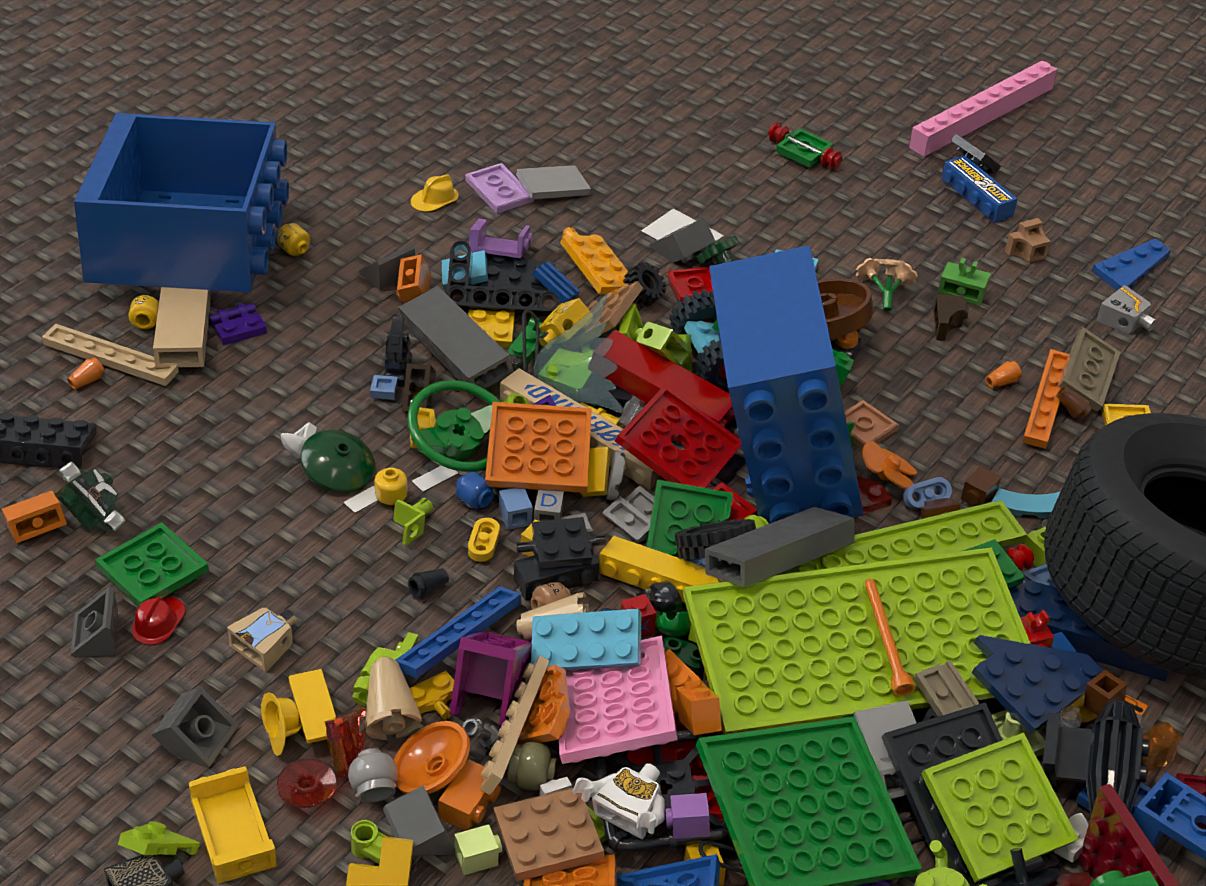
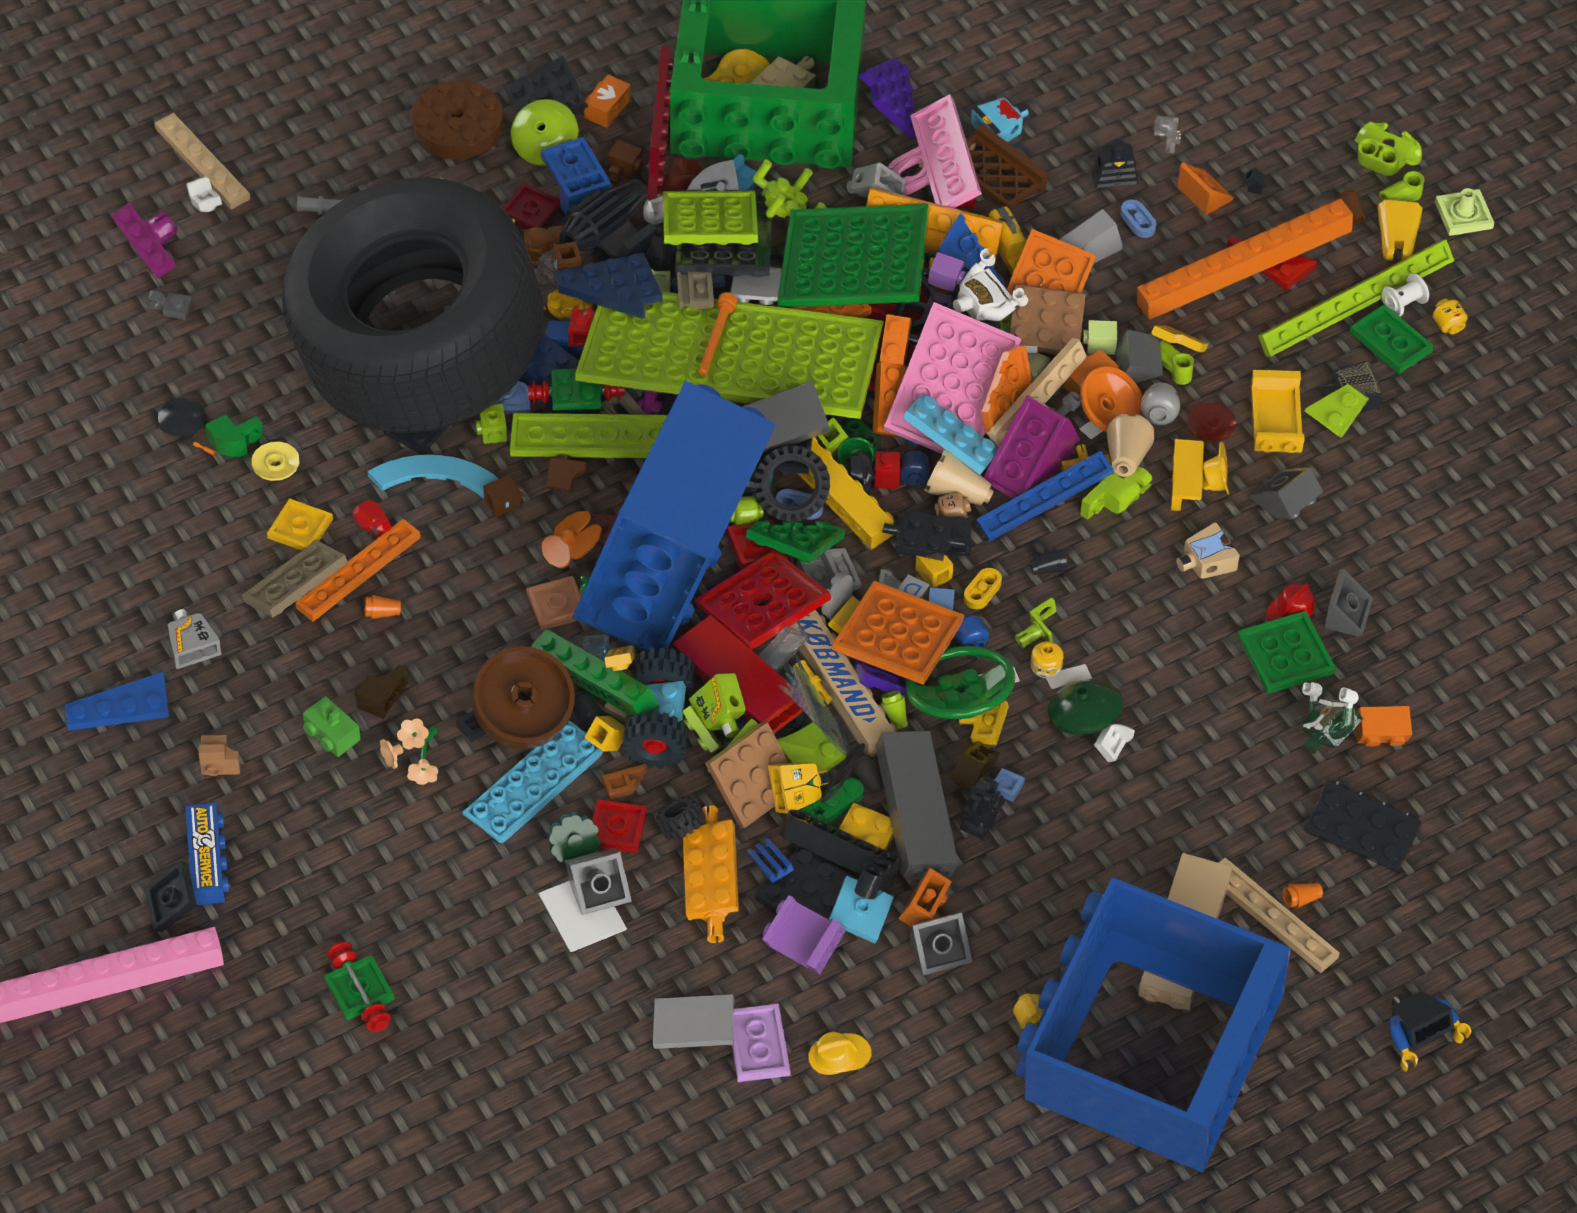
camera: 155 degrees left, 10 degrees up
(345, 739) = (1174, 429): clear red wing -> none
(925, 491) = (554, 506): medium blue plate -> none
(1070, 436) = (371, 518): none -> red rock
(1074, 403) = (343, 545): reddish brown cone -> none

